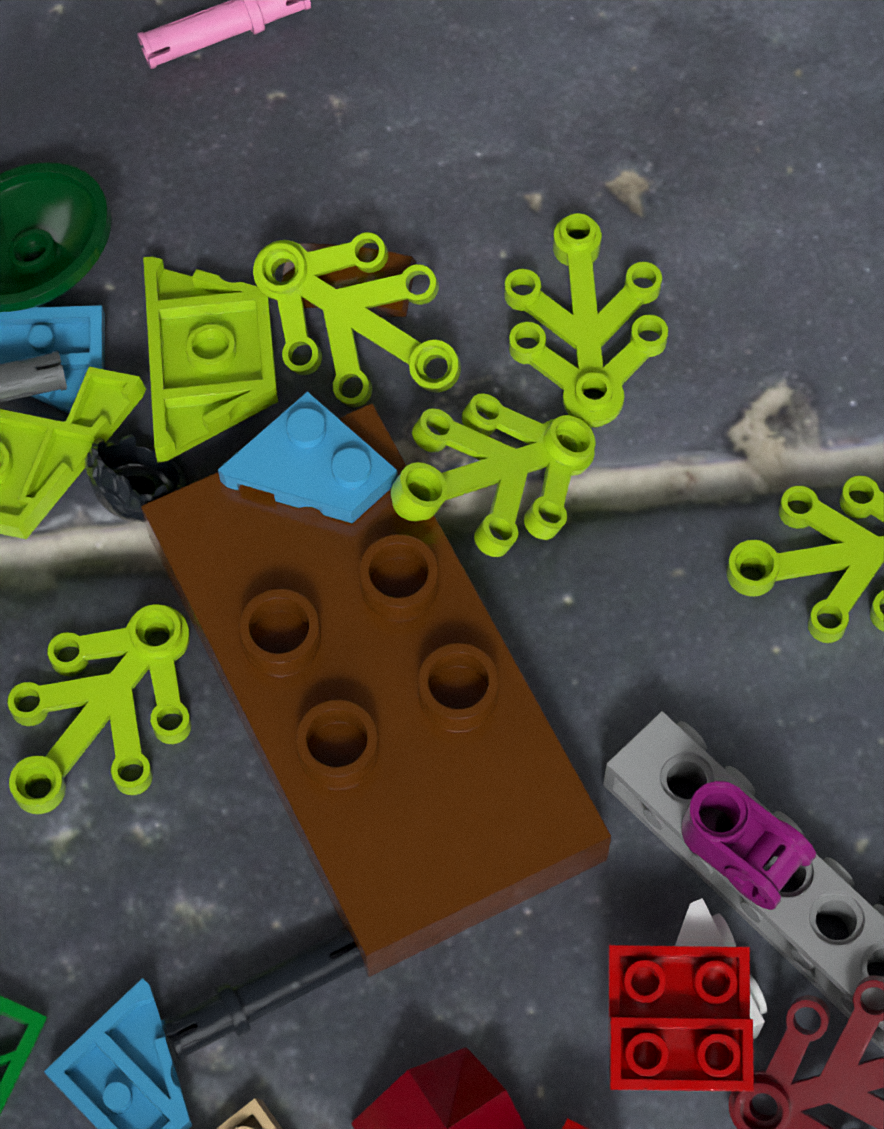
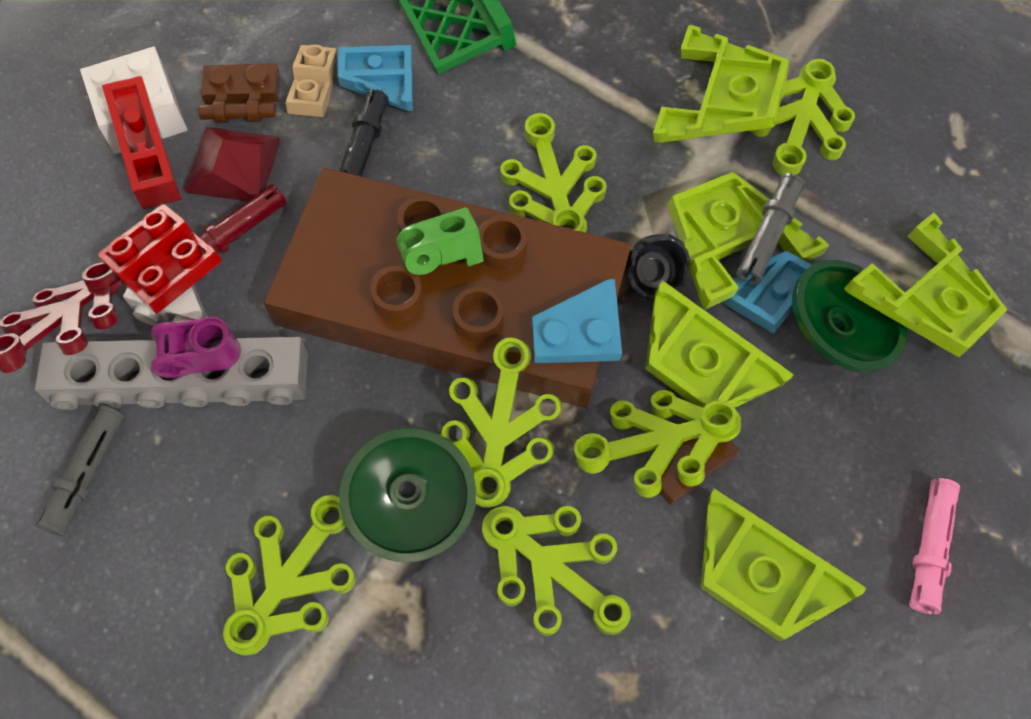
camera: 130 degrees right, 0 degrees up
(357, 673) = (440, 242): none -> bright green leg
(400, 138) = (767, 573): none -> lime wing
(523, 1026) = (243, 219): none -> dark red pin
(660, 493) = (415, 523): none -> dark green dish

